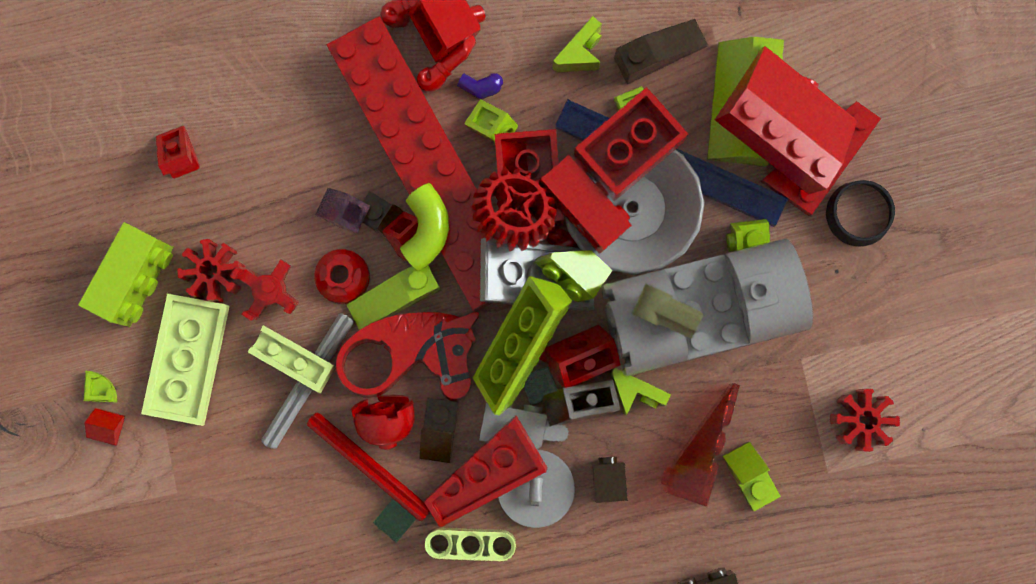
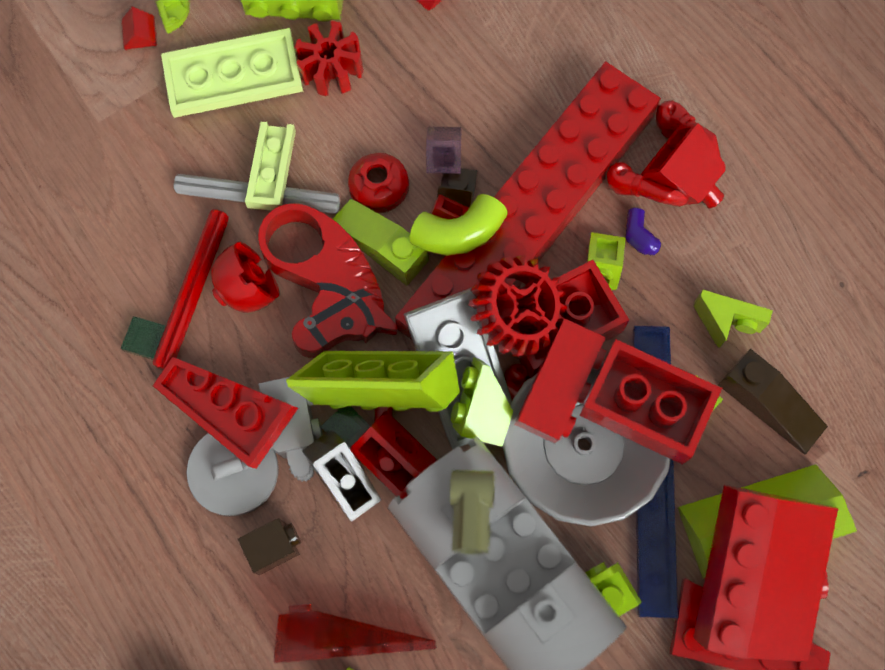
camera: 65 degrees right, 10 degrees down
(266, 289) = (330, 112): red piece -> none
(438, 430) = (252, 344): dark brown slope -> none
(456, 550) = (133, 413): yellowish green beam -> none
(630, 386) = (383, 524): lime slope -> none

